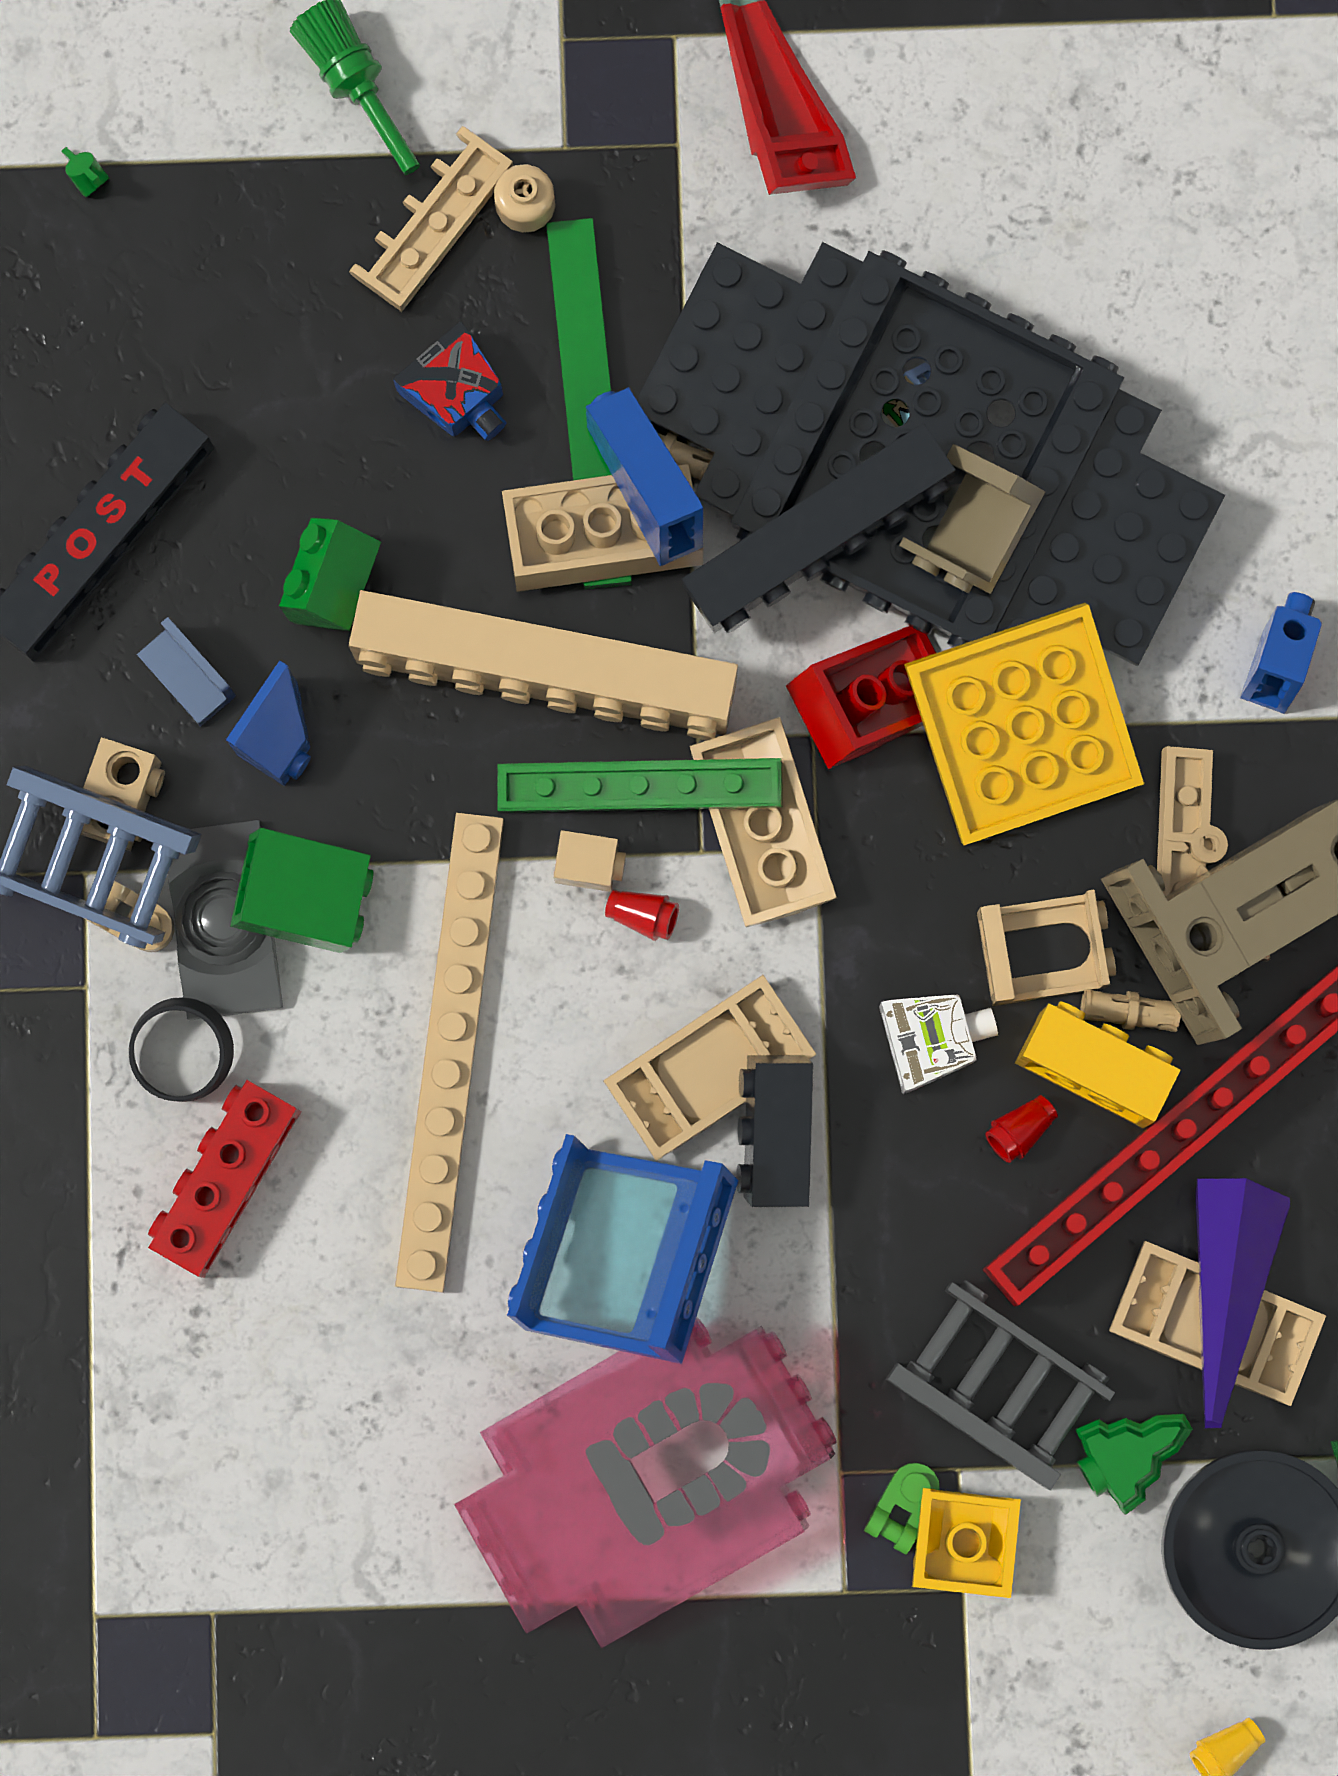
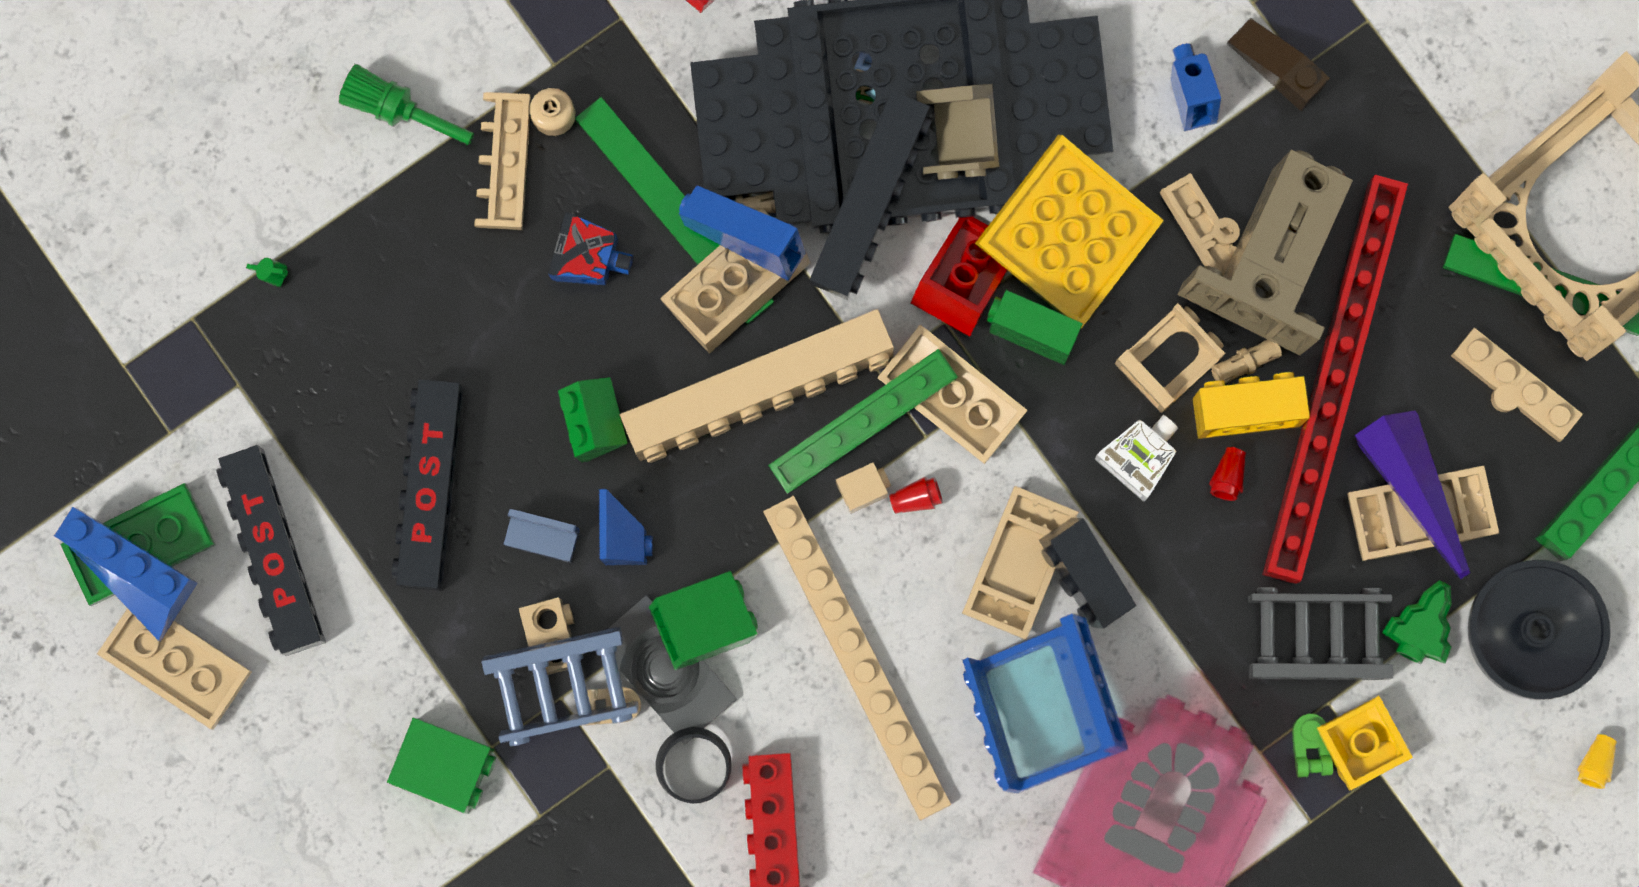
camera: 30 degrees left, 0 degrees up
(908, 806) = (1033, 326): none -> green brick

